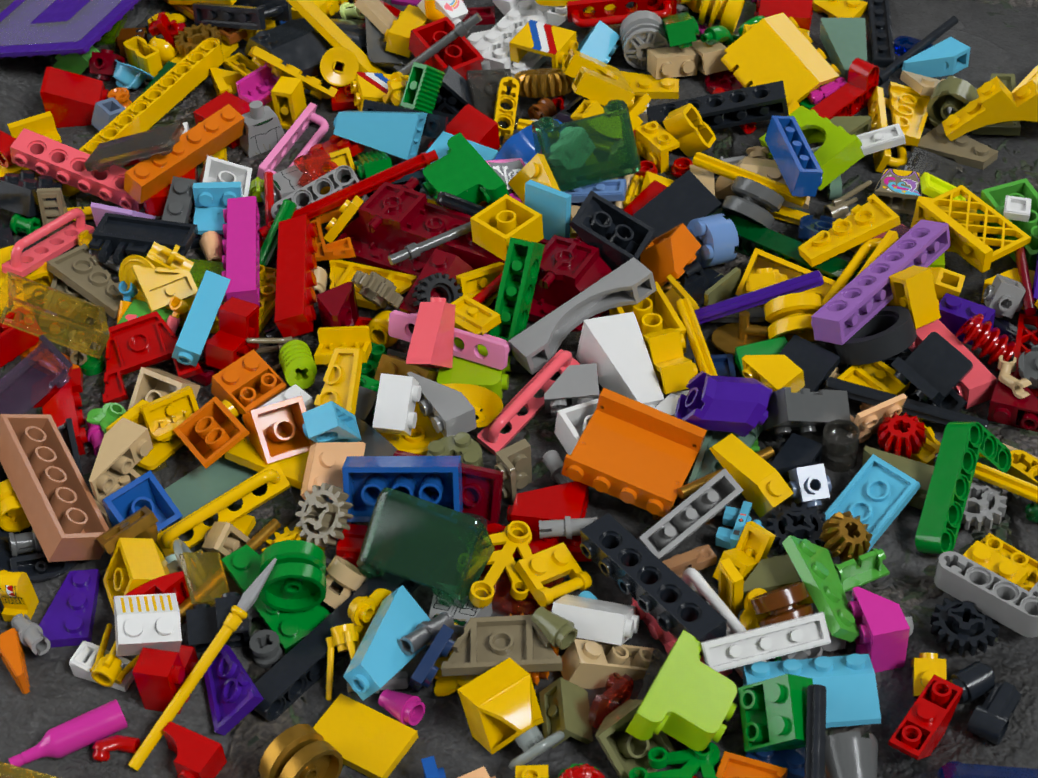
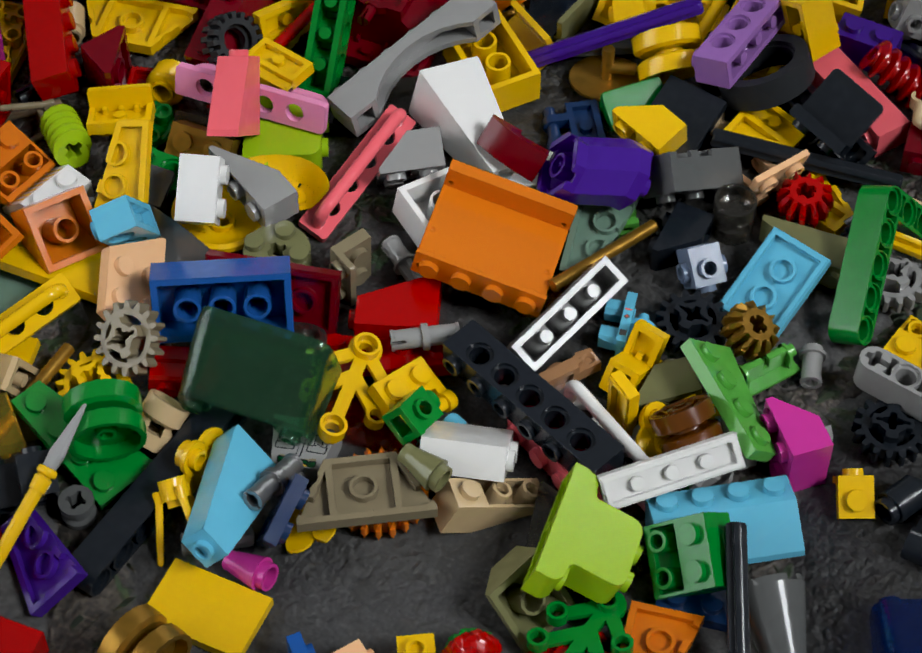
camera: 10 degrees left, 10 degrees up
(377, 289) = (155, 33): dark tan gear -> none
(505, 709) = (376, 569): yellow piece -> none
(554, 584) = (418, 410): none -> green brick
(566, 710) = (443, 565): olive panel -> none
(618, 691) = (504, 536): clear red piece -> none
(655, 384) = (511, 148): none -> dark red slope
(668, 359) = (521, 107): yellow brick -> none
(695, 336) = (553, 84): yellow axle -> none
(757, 477) = (636, 257): yellow slope -> none
(900, 564) = (811, 370): none -> light grey pin
(927, 719) = (856, 547): red slope -> none

